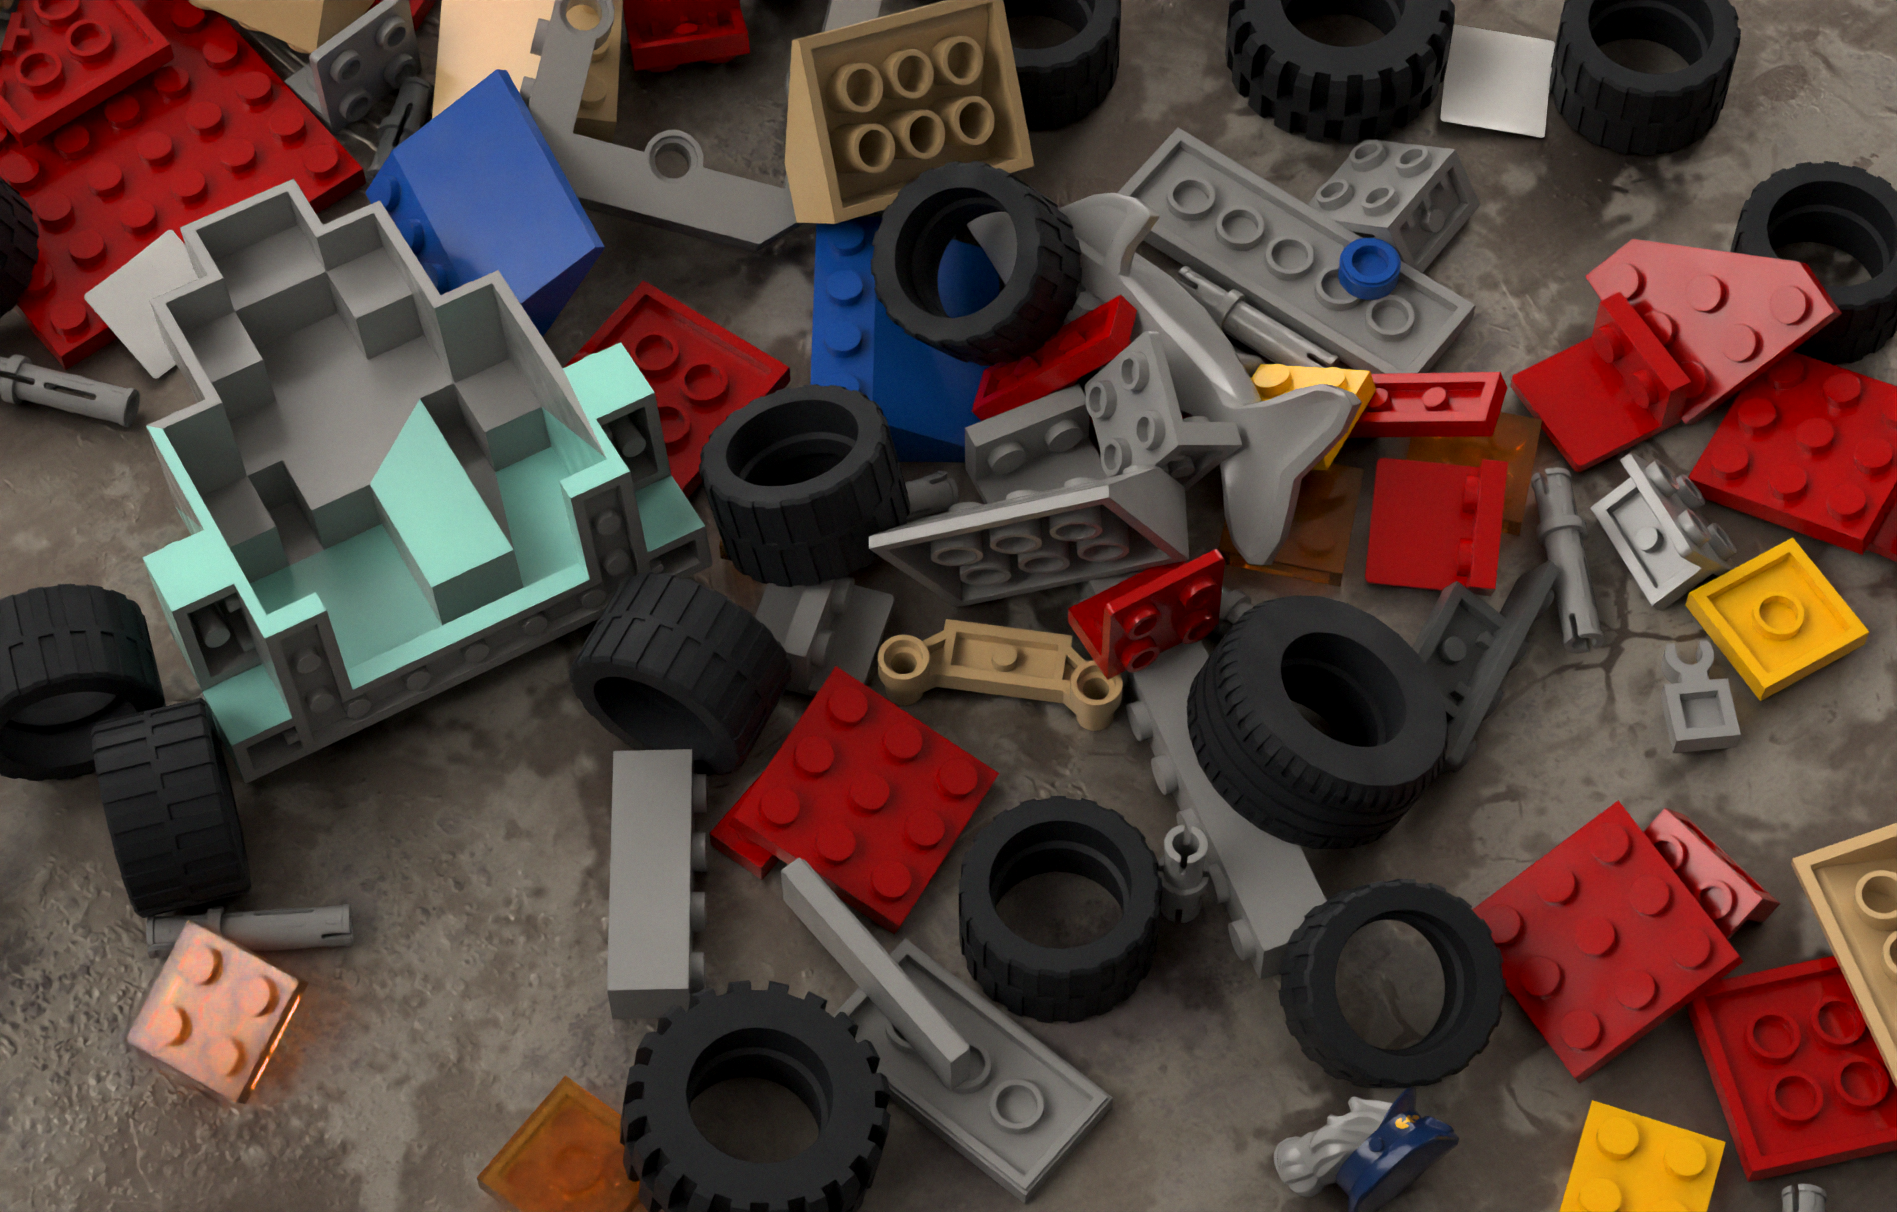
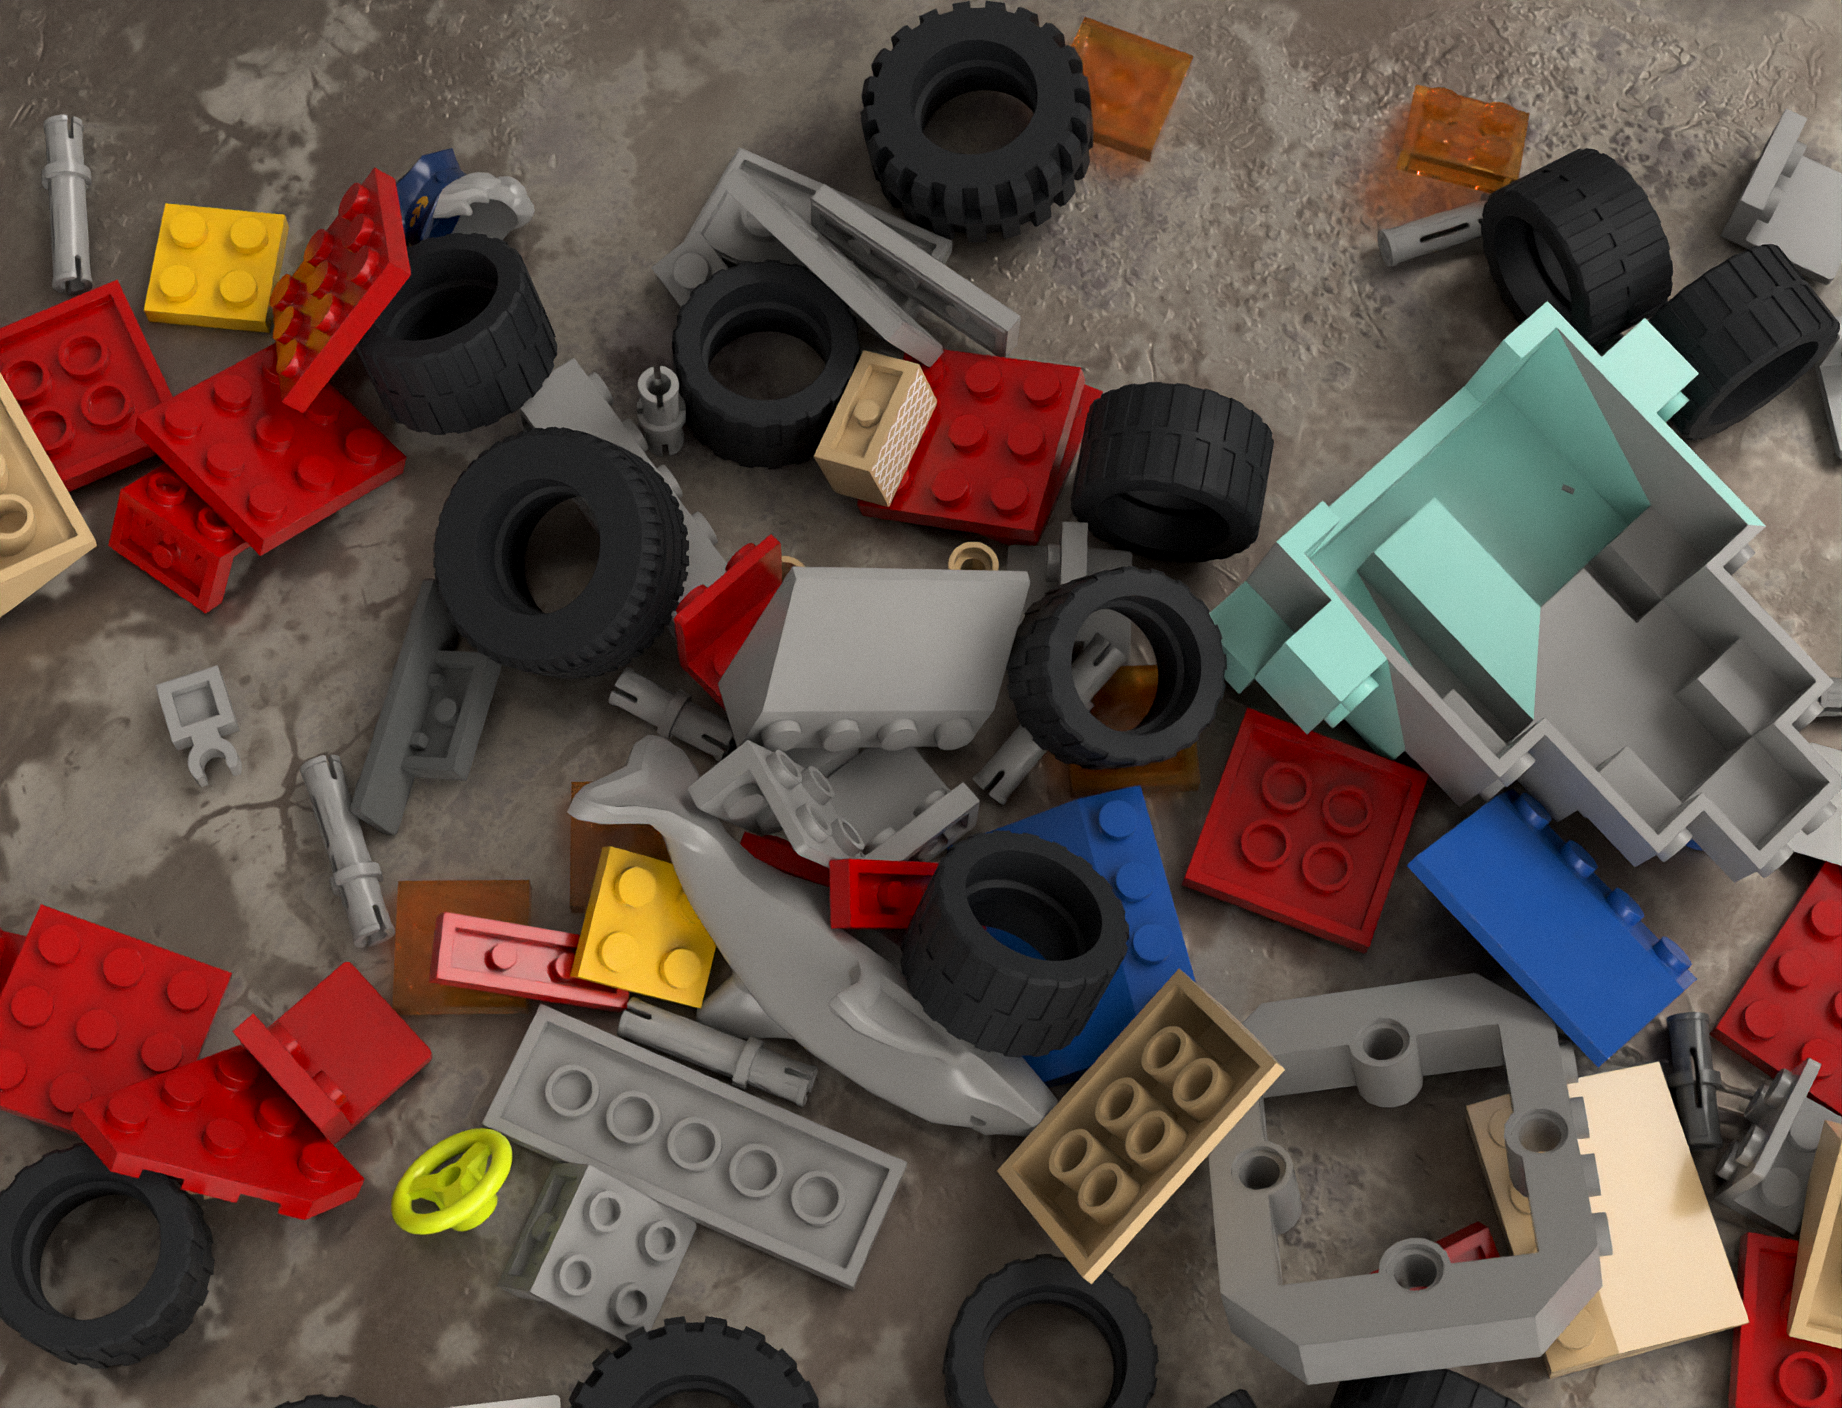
camera: 160 degrees right, 10 degrees up
(654, 883) = (1126, 301): light grey brick -> none
(964, 796) = (876, 428): none -> tan panel
(969, 956) = (833, 267): none -> light grey tile
(1110, 1051) = (688, 266): none -> light grey plate
(1369, 268) = (603, 1132): blue tile -> none
(1436, 525) = (477, 840): red bracket -> none
(1484, 256) = (460, 1189): none -> neon yellow piece
(1507, 1032) = (339, 288): none -> red plate
(1662, 531) = (244, 894): light grey bracket -> none
(1776, 619) = (128, 830): yellow plate -> none

